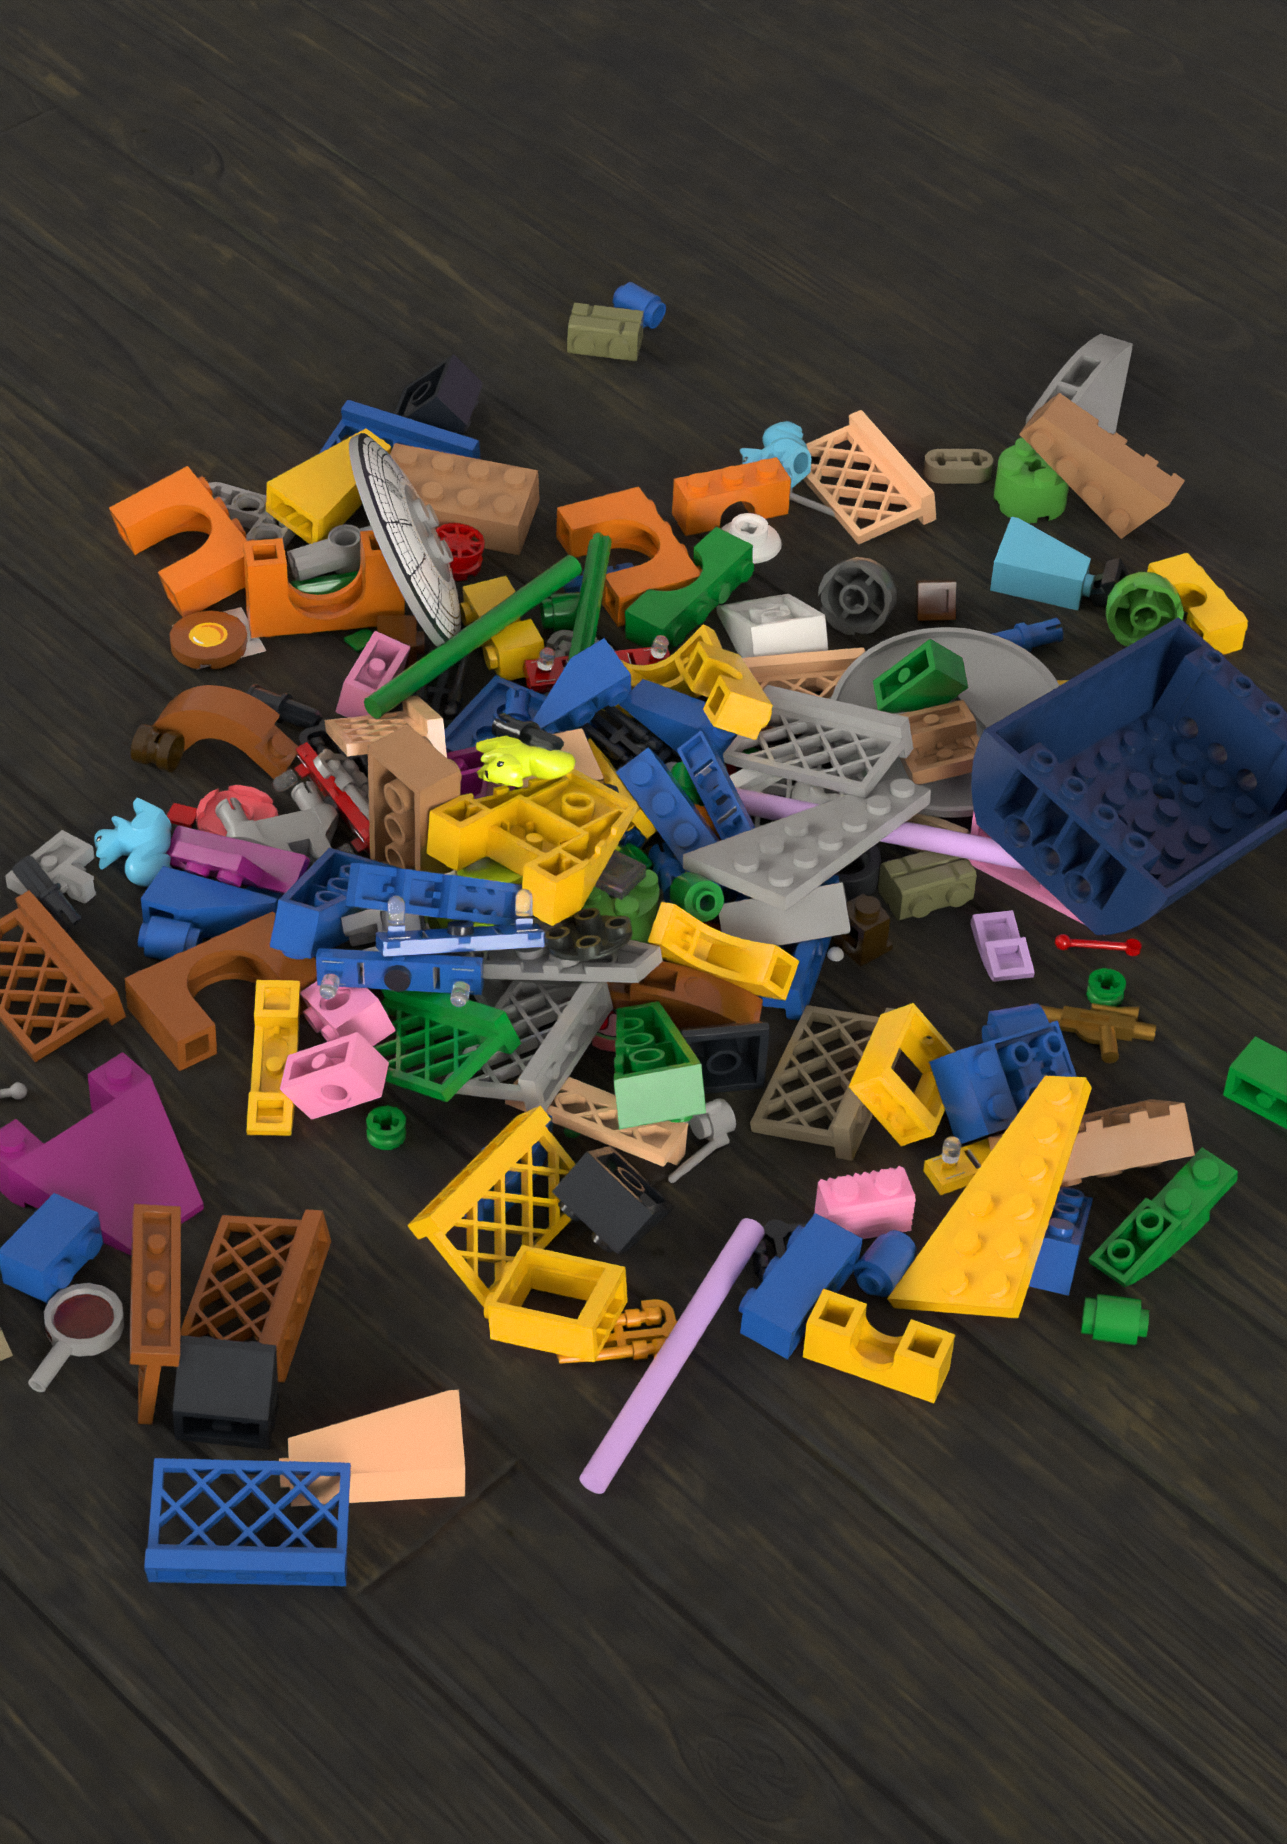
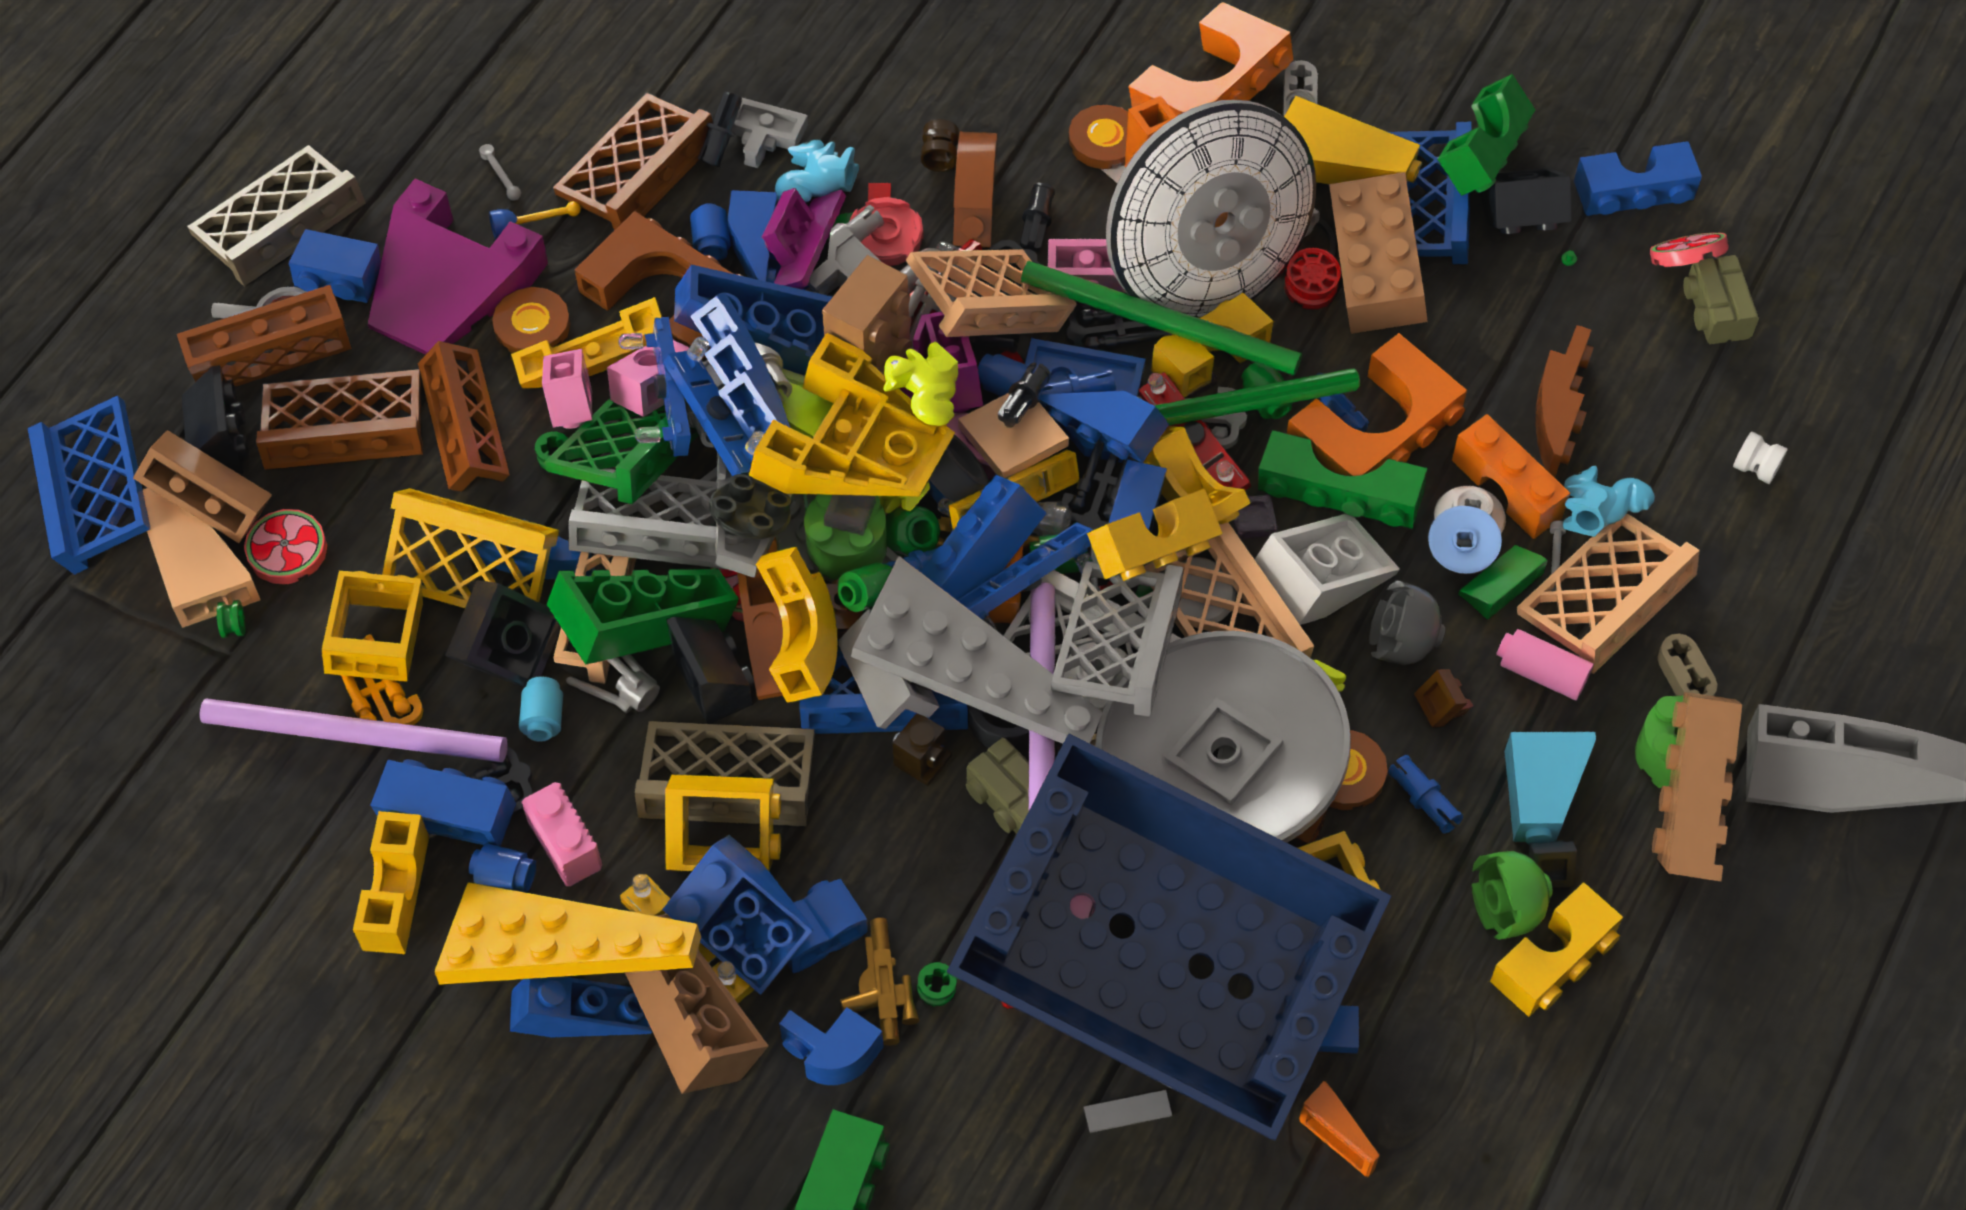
camera: 75 degrees right, 15 degrees up
(61, 1102) = (501, 217): none -> hinge
(206, 1110) = (530, 318): none -> dark orange tile
(291, 1190) = (452, 412): none -> dark orange fence
(320, 1402) = (202, 486): none -> medium nougat brick
(387, 392) = (1478, 155): none -> green arch
(401, 1371) = (285, 546): none -> tile
(457, 330) = (1609, 187): none -> blue arch
(485, 1435) = (230, 618): none -> green bush
(507, 406) = (1569, 258): none -> green piece
(550, 327) = (1689, 249): none -> tile
(637, 298) = (1786, 316): blue brick -> none
(659, 451) = (1560, 403): none -> dark orange slope
(707, 1197) = (541, 709): none -> medium azure brick
(768, 362) = (1760, 457): none -> white wheel
(785, 539) = (1465, 523): none -> light blue piece
(828, 534) = (1503, 580): none -> green slope
(921, 680) = (1241, 698): green slope -> none
(925, 533) = (1544, 663): none -> bright pink brick
(942, 742) = (1178, 738): medium nougat slope -> none
(1000, 946) = (954, 880): lavender slope -> none
(1114, 1319) = (490, 1076): green brick -> none
(1156, 1063) = (838, 1054): none -> blue brick
(1166, 1222) = (621, 1095): green slope -> none
(1263, 902) = (1127, 1111): none -> light grey window

